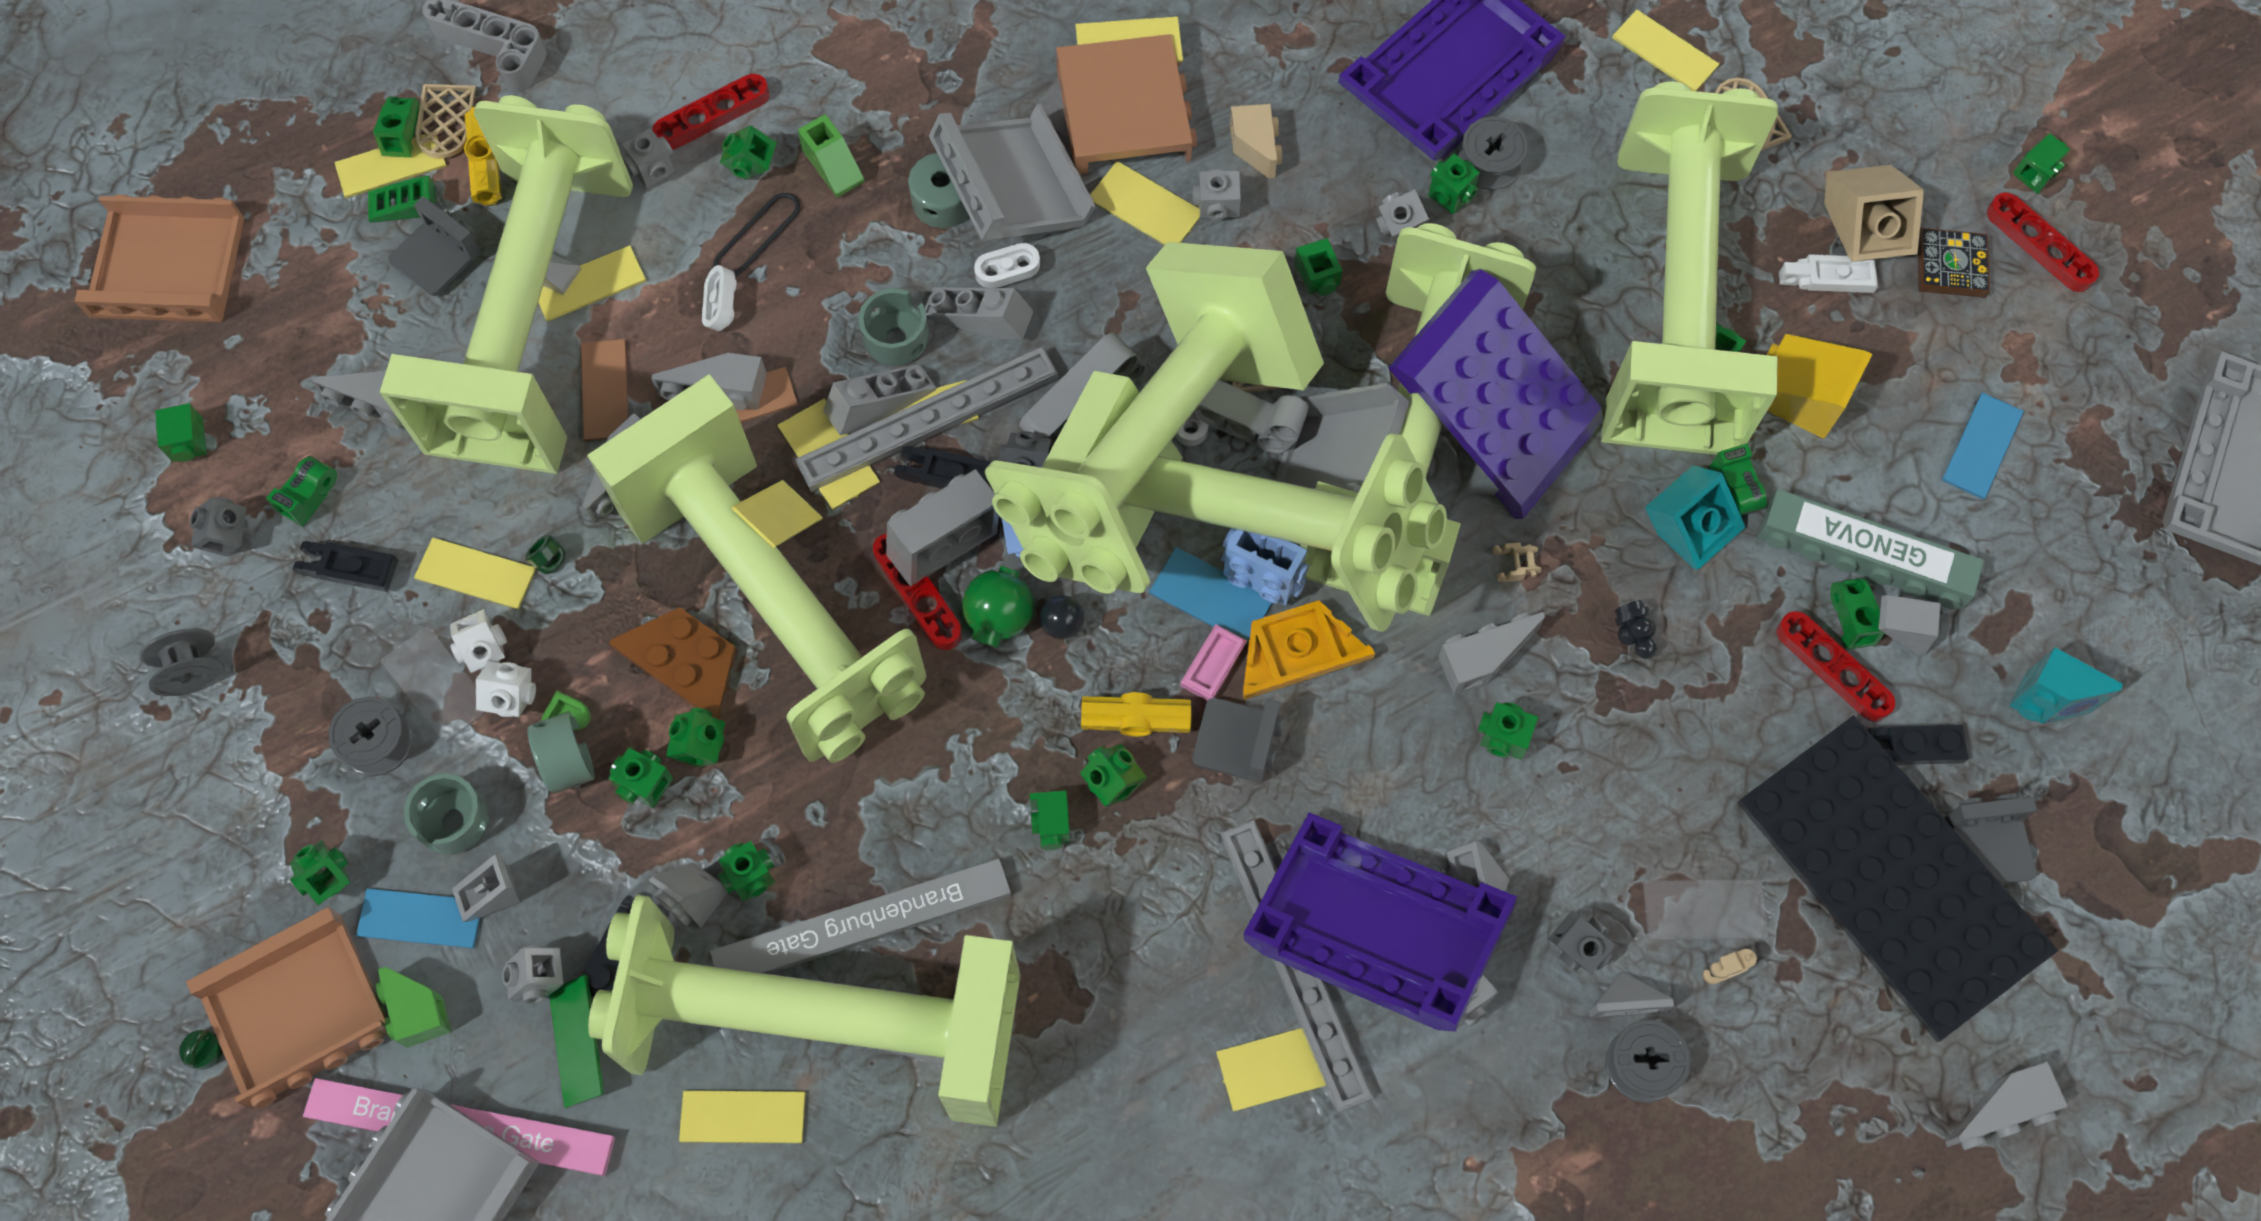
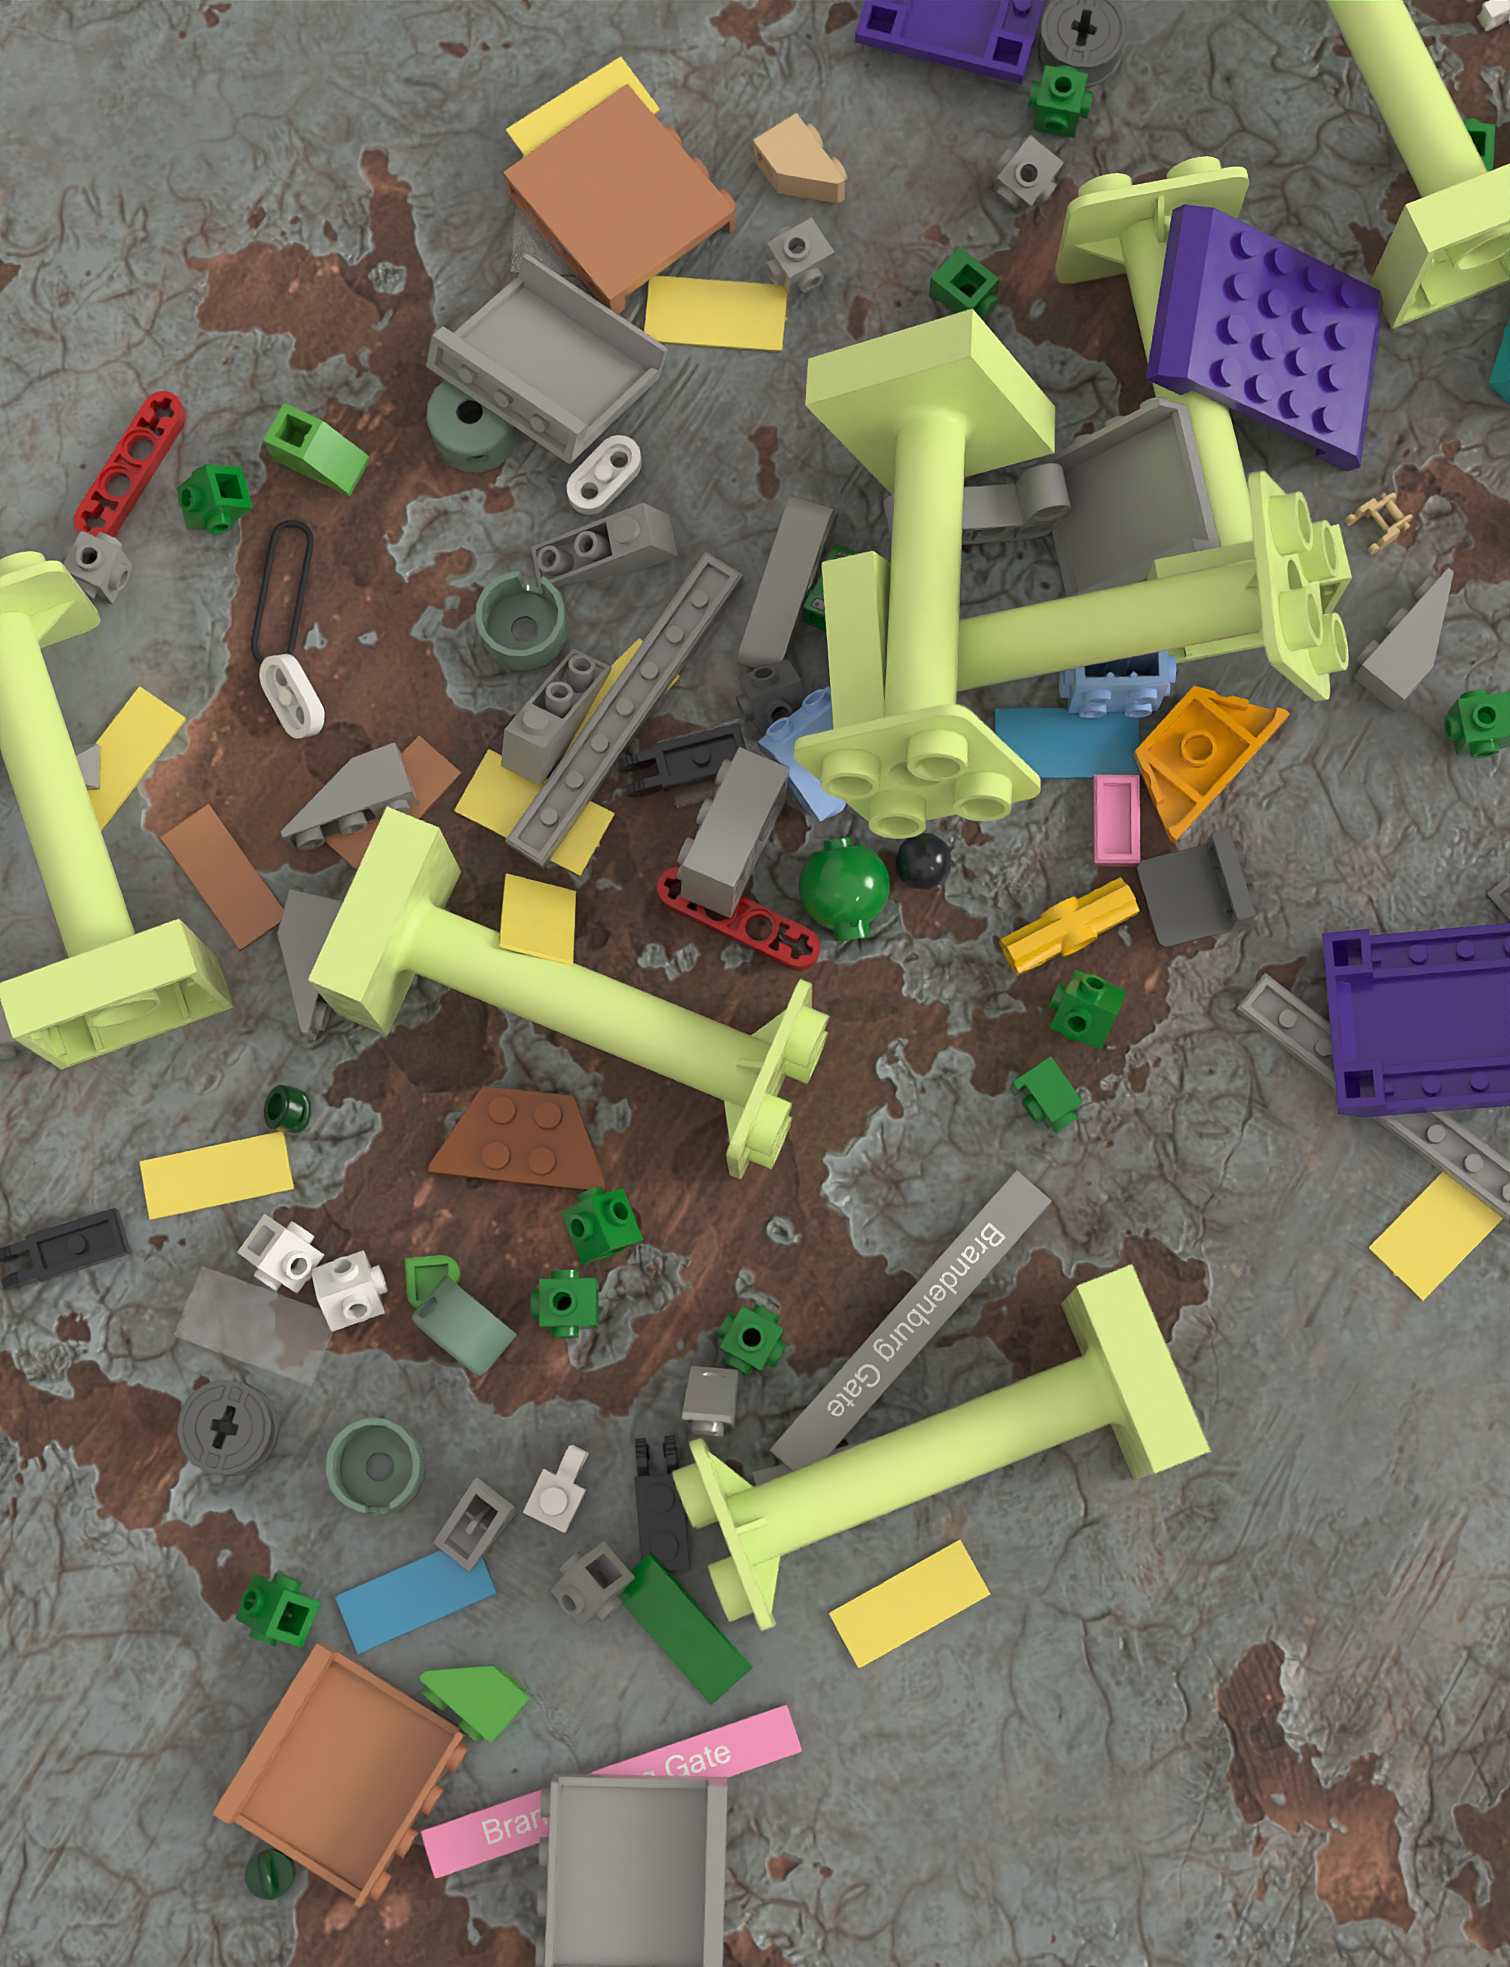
camera: 25 degrees left, 10 degrees up
(554, 904) = (557, 1495): none -> white plate

